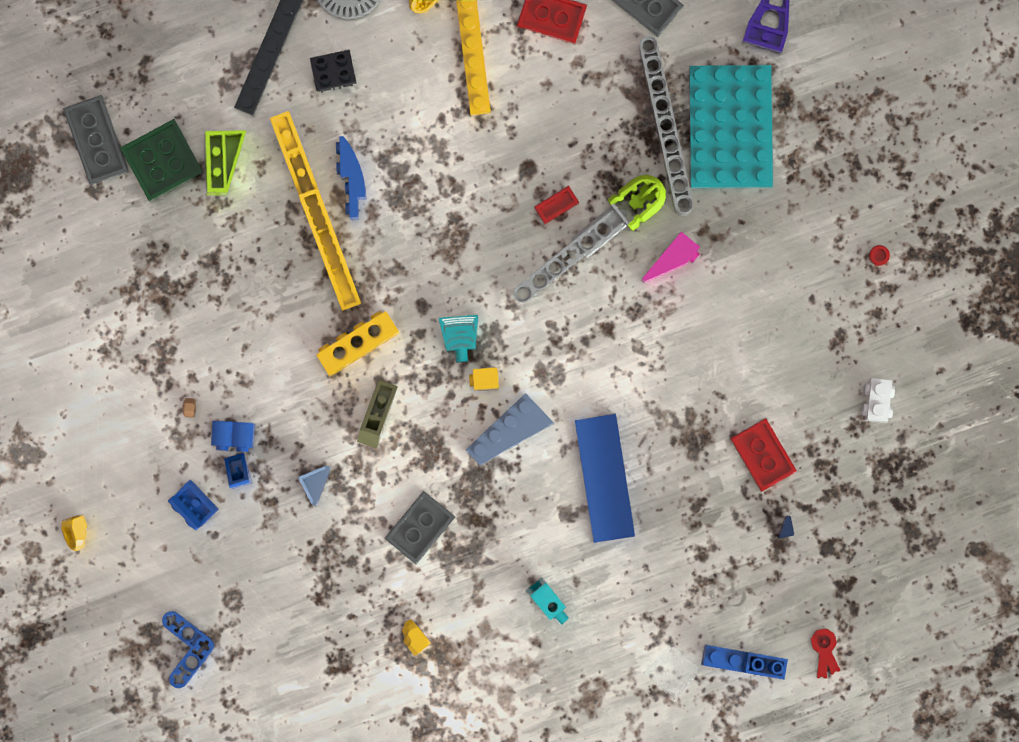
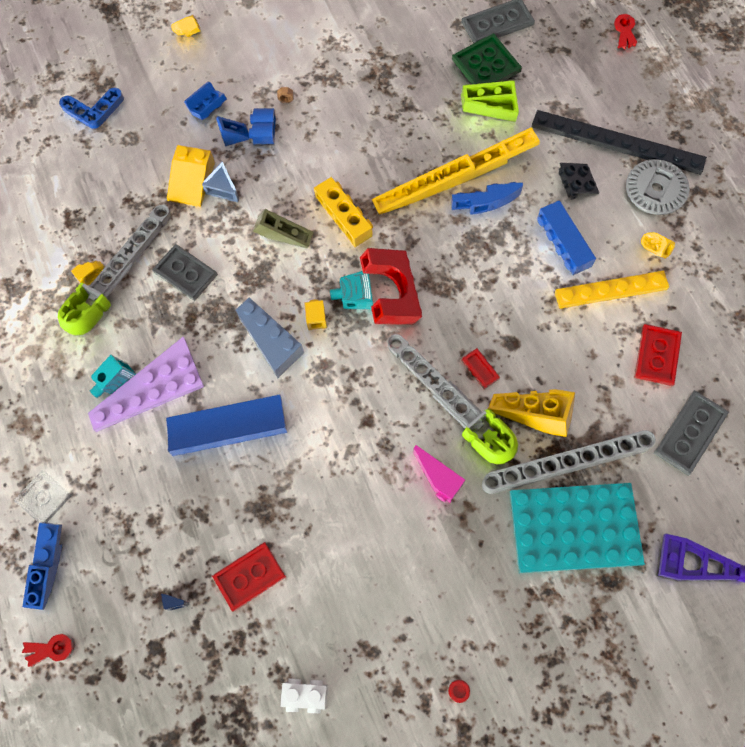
camera: 90 degrees right, 15 degrees down
(297, 523) = (188, 171): none -> yellow slope
(408, 95) = (566, 238): none -> blue brick
(437, 284) = (396, 267): none -> red arch
(439, 623) = (79, 317): none -> piece
(551, 551) = (160, 382): none -> lavender wing
(608, 149) = (545, 412): none -> yellow wedge

